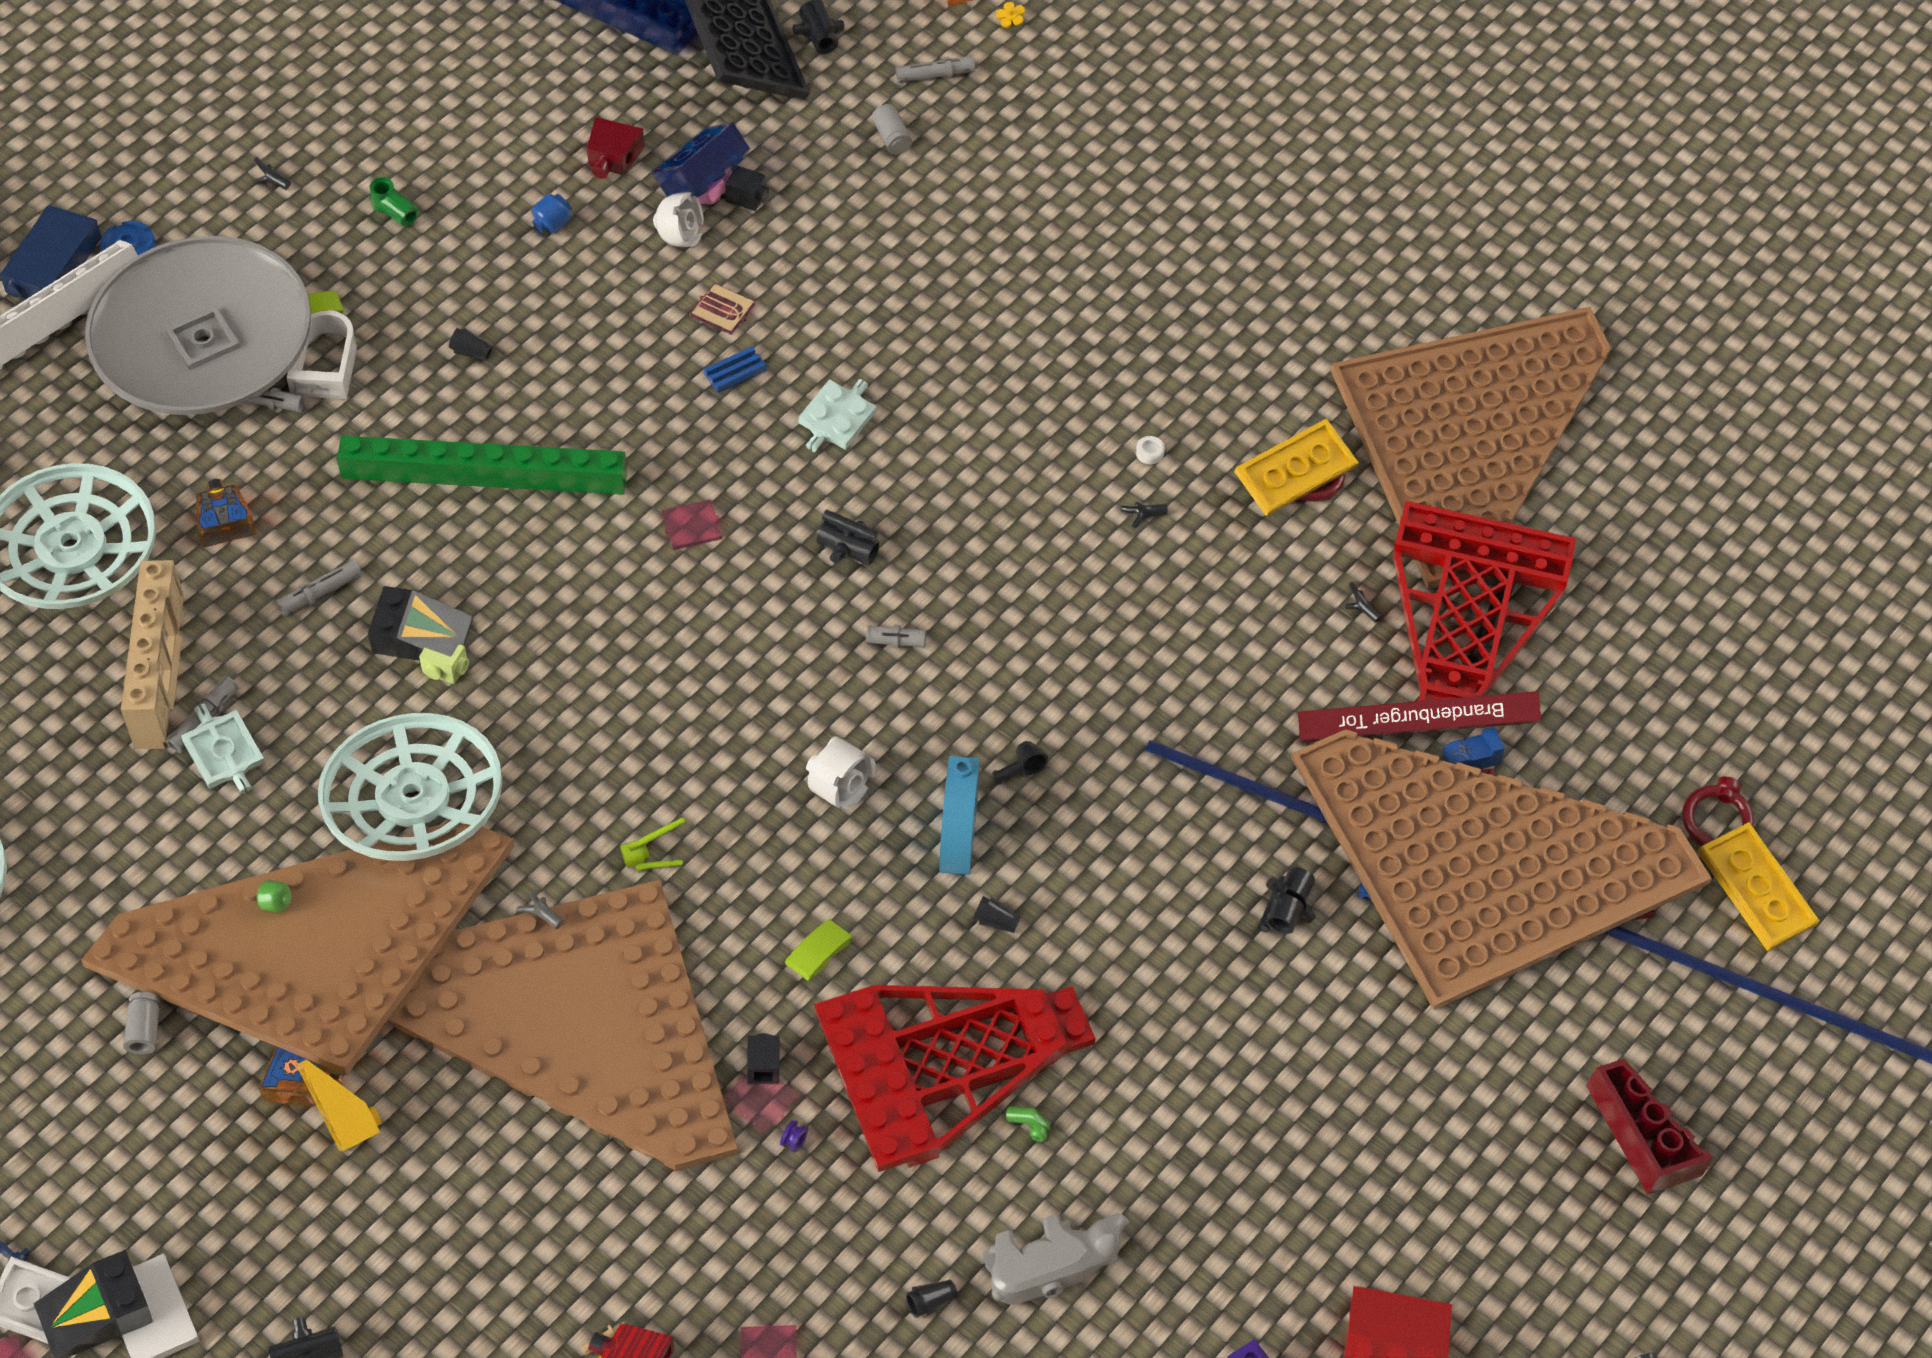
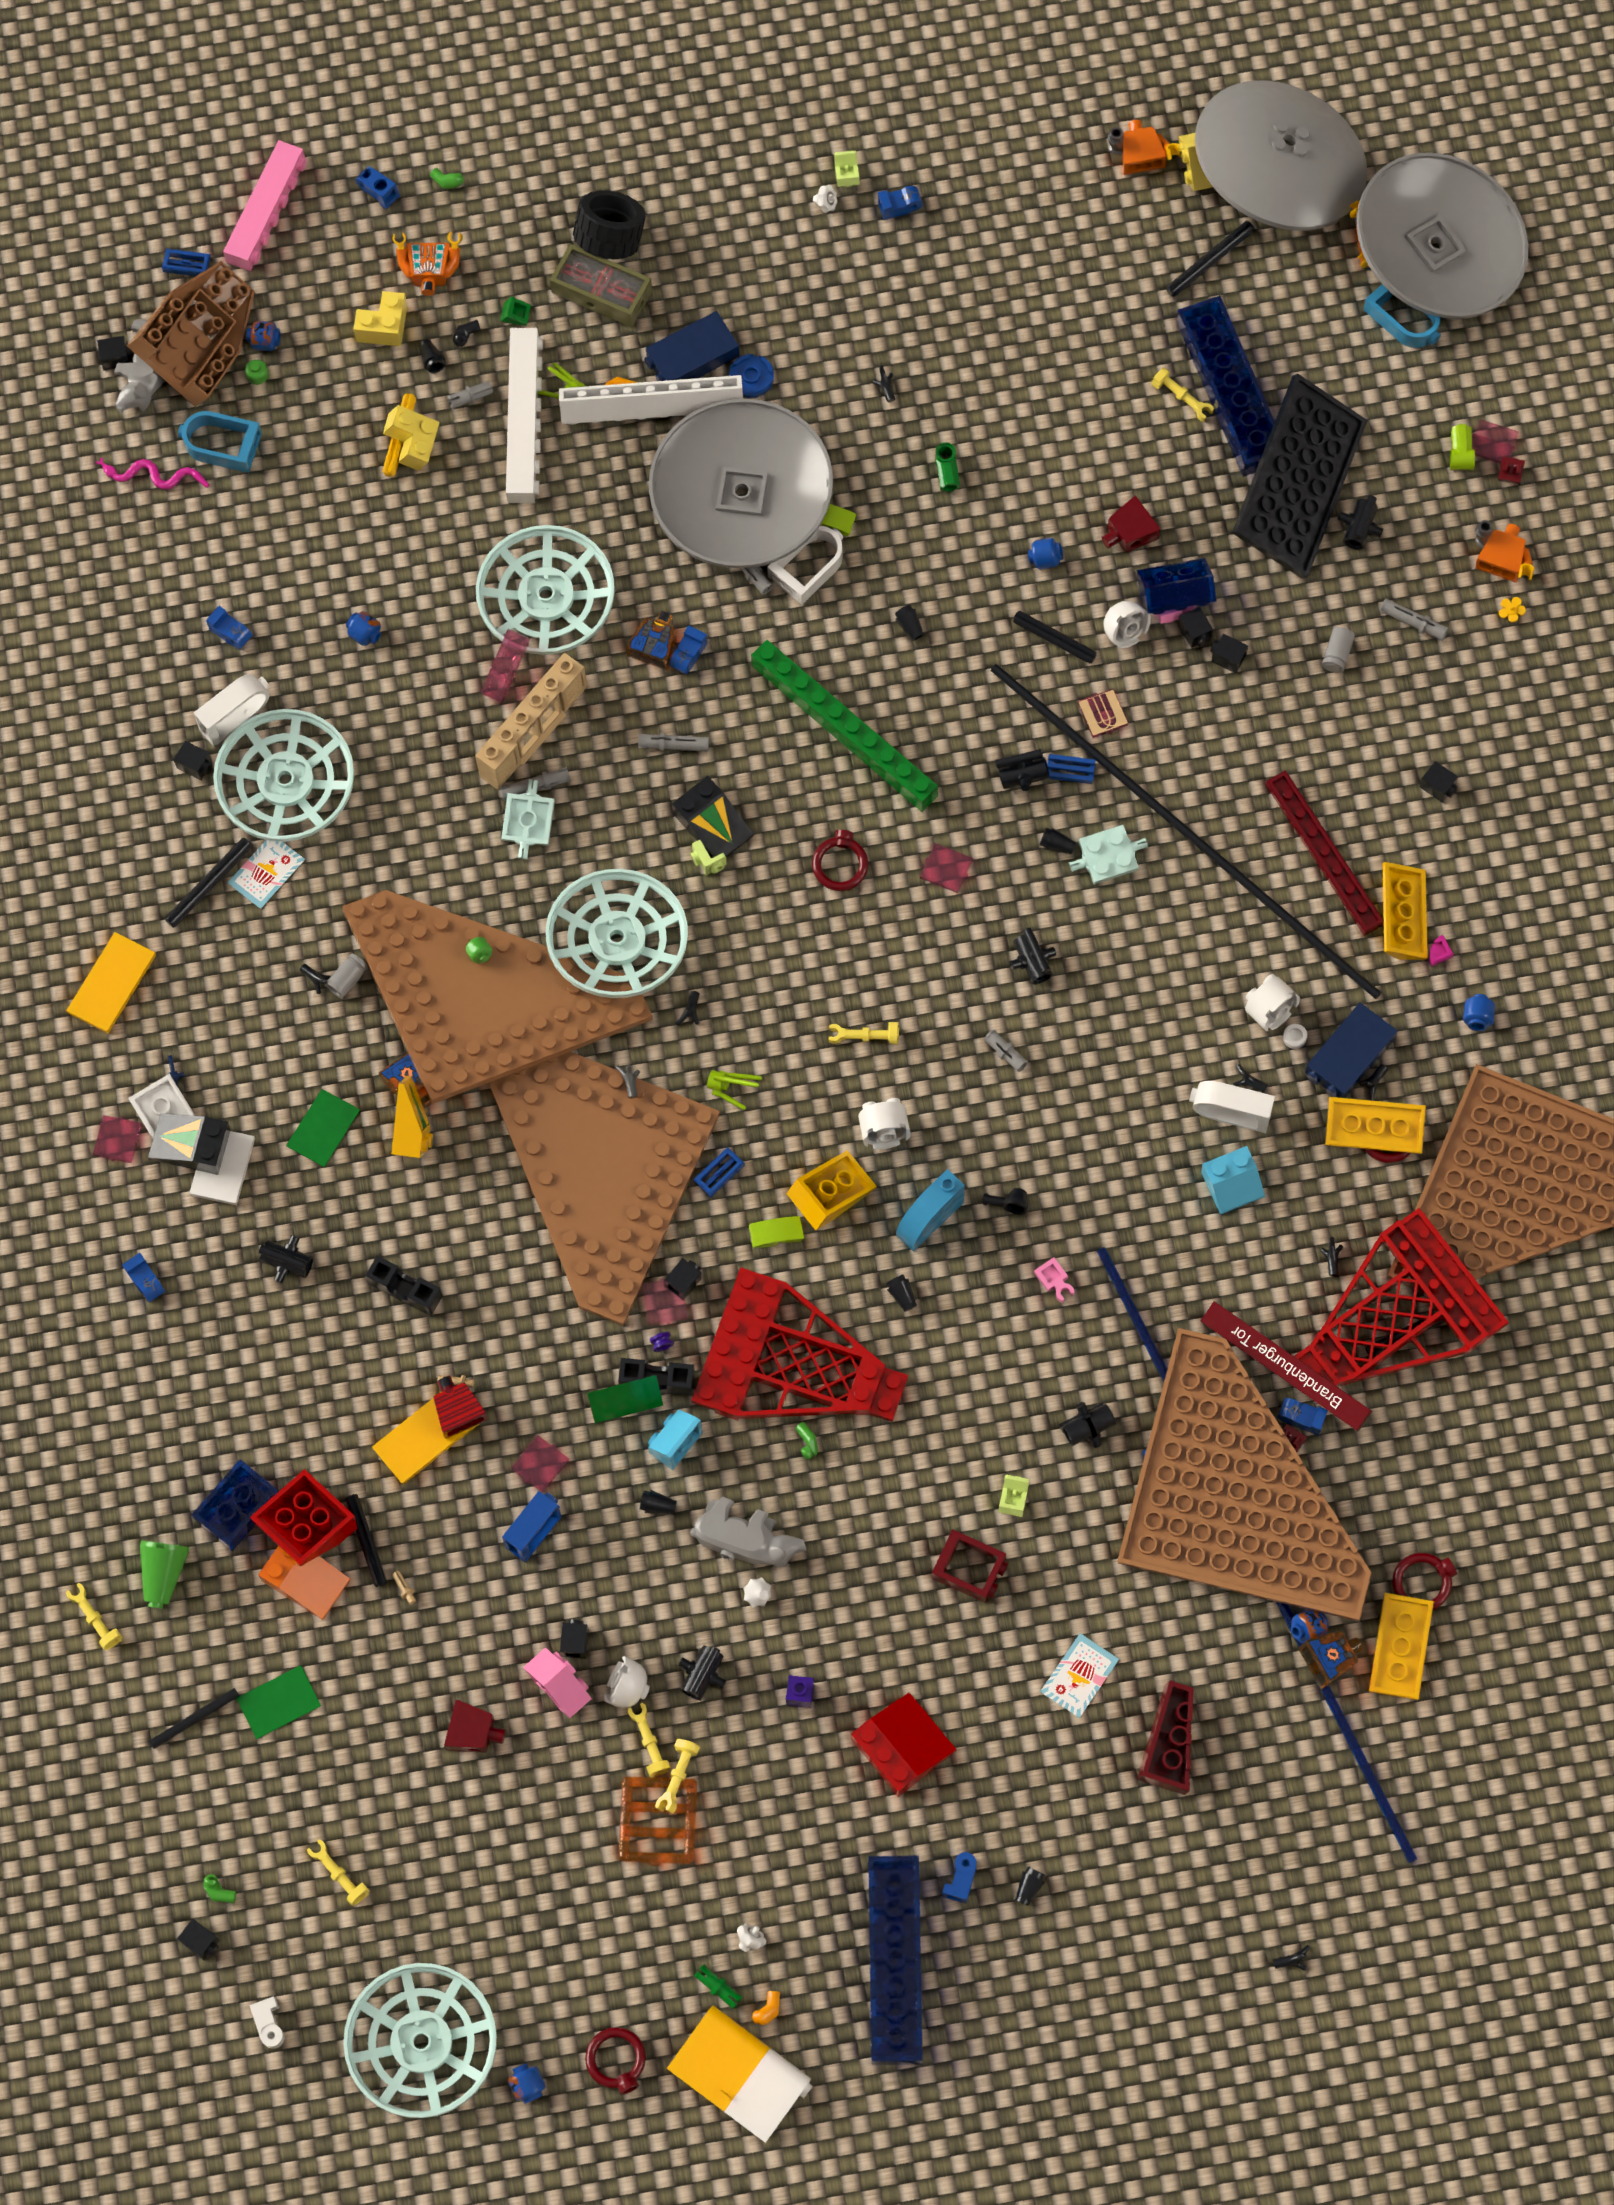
camera: 45 degrees right, 15 degrees up
(79, 32) = (846, 168): none -> yellowish green bracket
(80, 65) = (826, 198): none -> white piece
(80, 627) = (505, 665): none -> clear pink tile
(104, 1049) = (315, 977): none -> black bar
(156, 30) = (899, 202): none -> blue leg
(236, 1193) = (323, 1127): none -> green sticker
(265, 498) = (688, 650): none -> blue leg
(444, 1286) = (392, 1281): none -> black arch
(546, 810) = (690, 1010): none -> black bar
(570, 562) = (844, 840): none -> dark red piece
(589, 27) = (1162, 377): none -> light yellow piece
(620, 275) = (1055, 637): none -> black axle
(693, 391) = (1022, 769): none -> black pin
(706, 960) = (705, 1186): none -> blue tile
(771, 695) = (891, 1034): none -> light yellow piece
(779, 433) = (1056, 841): none -> black cone
(796, 189) = (1228, 653): none -> black brick
(802, 1184) = (672, 1379): none -> black arch
(808, 1216) = (625, 1399): none -> green sticker
(838, 873) = (830, 1189): none -> yellow slope
(888, 352) = (1187, 832): none -> black piece
(894, 1215) = (675, 1438): none -> medium azure slope
(1032, 291) = (1325, 853): none -> dark red tile
(1080, 173) = (1439, 782): none -> black brick
(1106, 430) = (1271, 1002): none -> white brick
(1114, 1305) = (757, 1592): none -> white piece
(1127, 798) = (1053, 1277): none -> bright pink plate
(1128, 536) = (1233, 1105): none -> white window
(1151, 289) = (1404, 912): none -> yellow slope
(1209, 302) = (1440, 951): none -> dark pink tile
(1212, 600) = (1233, 1180): none -> medium azure slope
(1213, 426) = (1350, 1052): none -> dark blue brick
(1254, 436) = (1373, 1081): none -> black bar
(1279, 1019) = (1013, 1495): none -> yellowish green bracket
(1284, 1147) = (946, 1555): none -> dark red window
(1293, 322) = (1479, 1012): none -> blue head
(1497, 1142) = (1079, 1675): none -> sticker
(1664, 928) = (1309, 1625): none -> blue head
(1711, 941) = (1330, 1656): none -> torso

